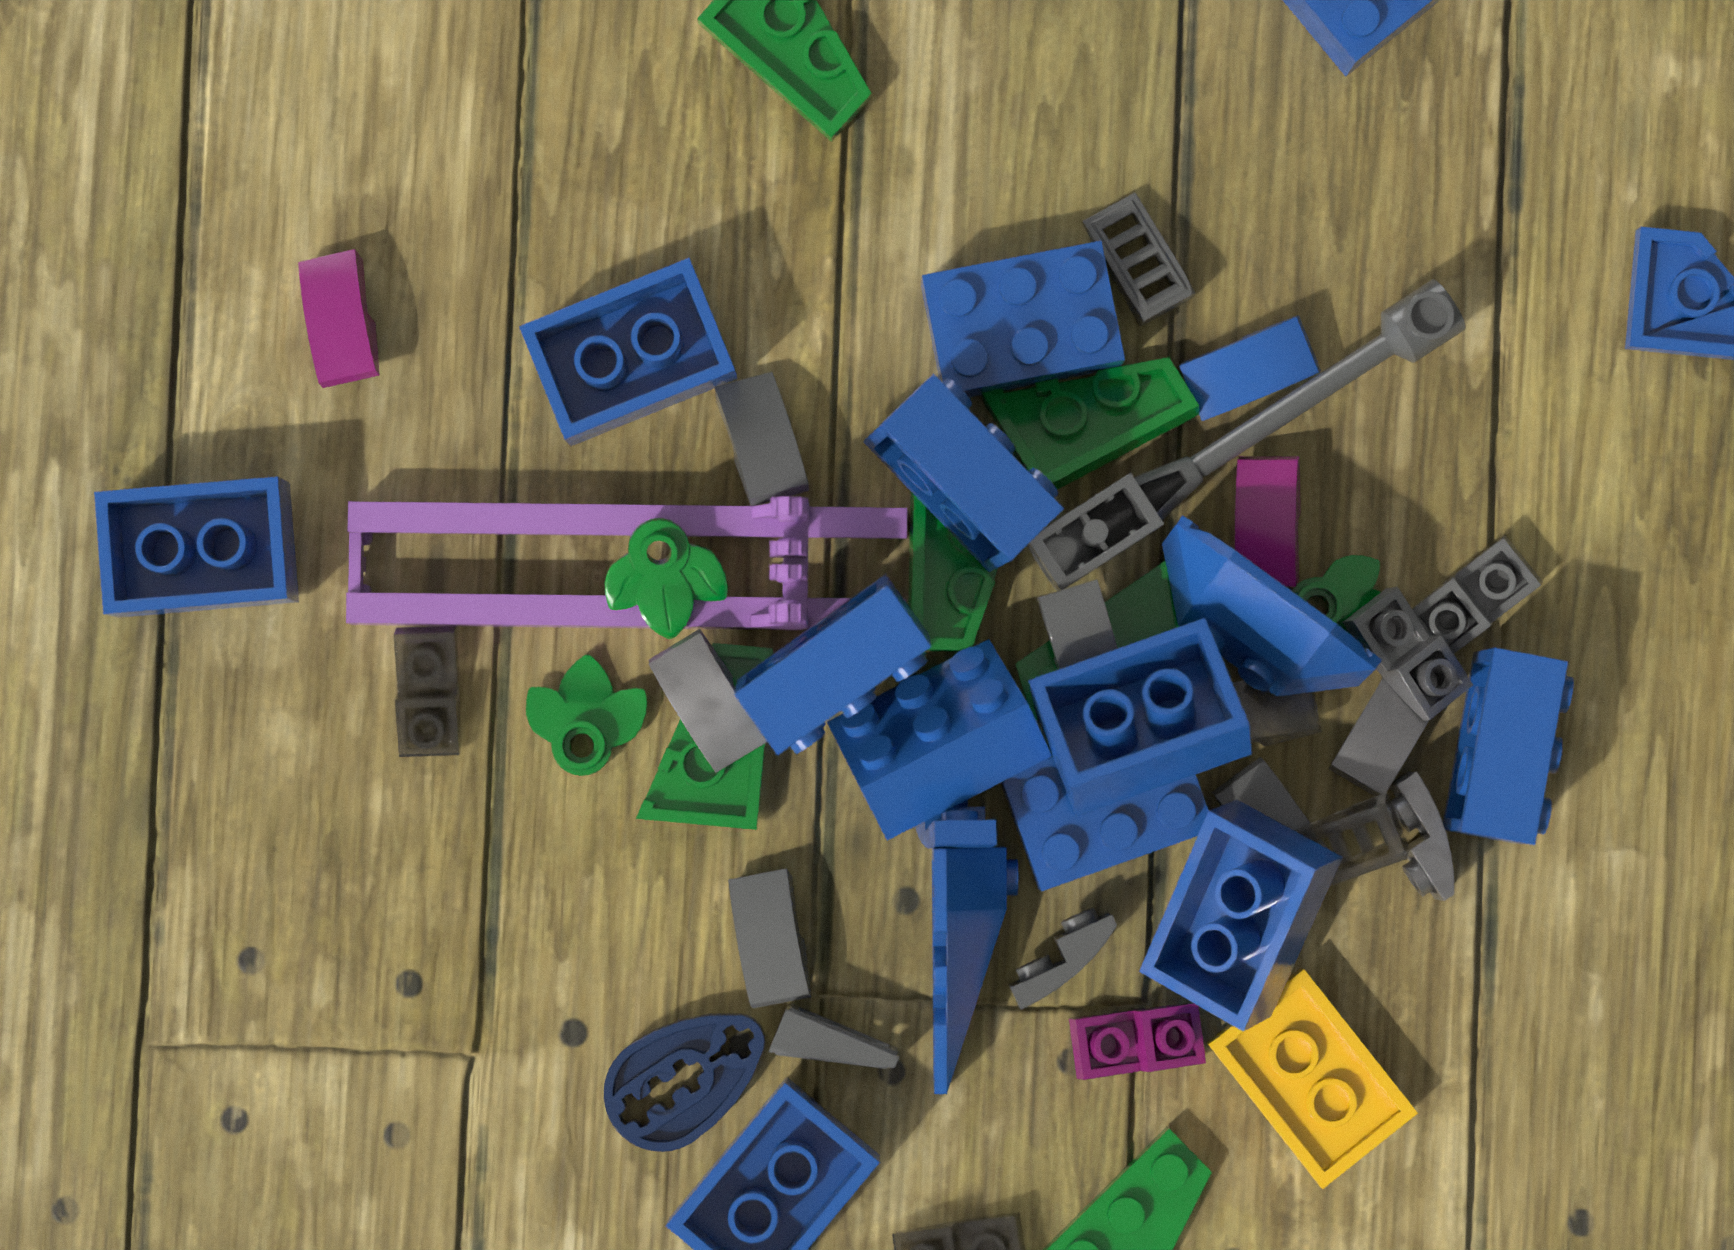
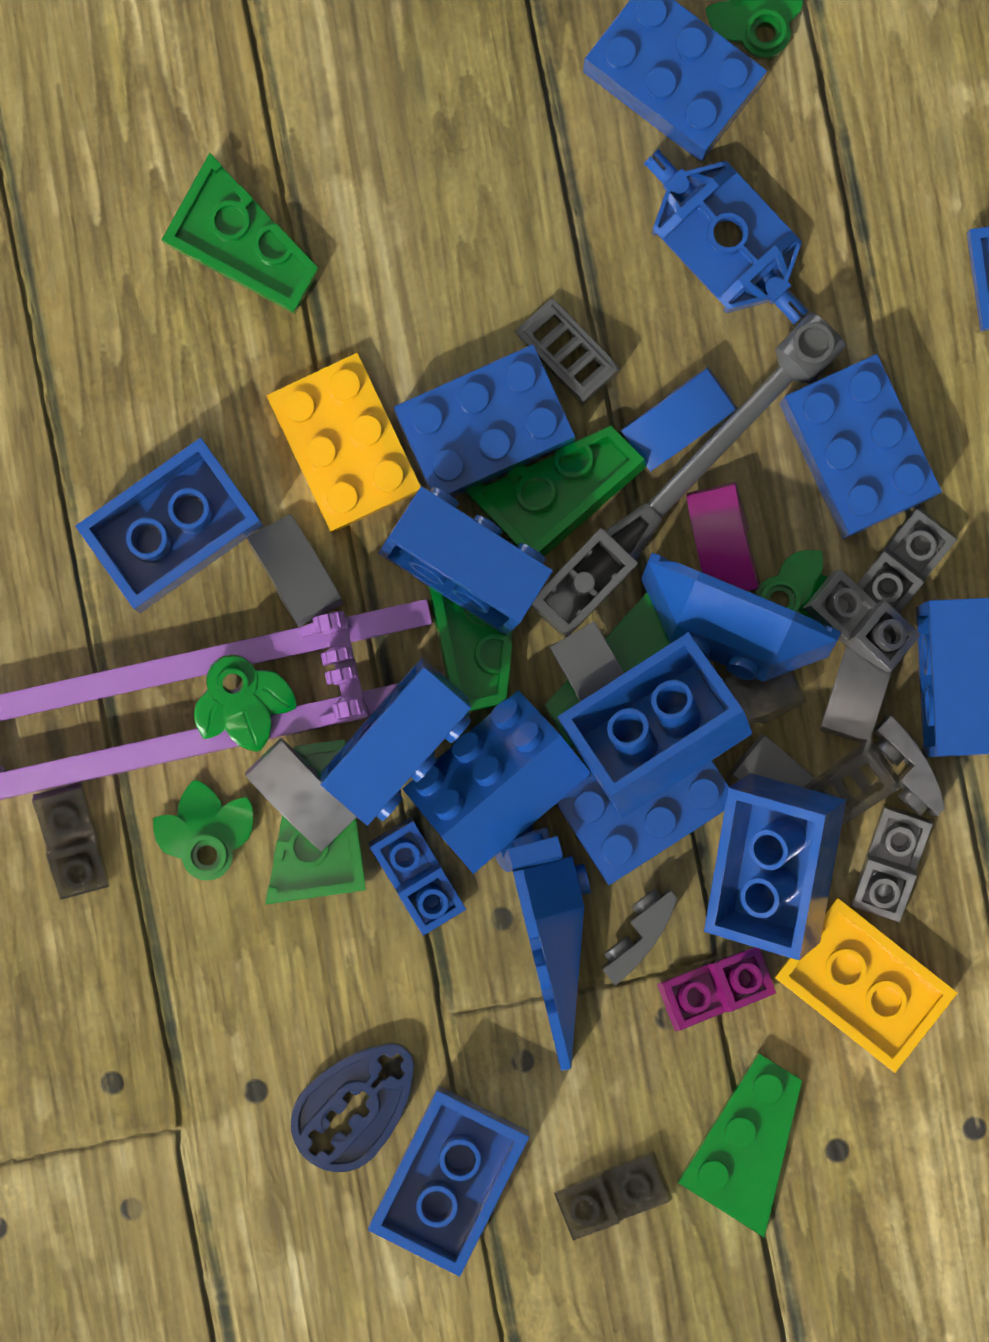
camera: 15 degrees left, 0 degrees up
(769, 938) = (397, 976): dark grey slope -> none
(819, 827) = (417, 876): none -> blue slope
(819, 1038) = (454, 1047): dark grey slope -> none
(853, 304) = (344, 442): none -> yellow plate
(1356, 217) = (737, 275): none -> blue plate
(1375, 943) = (891, 863): none -> flat silver slope
(1453, 449) = (860, 446): none -> blue brick

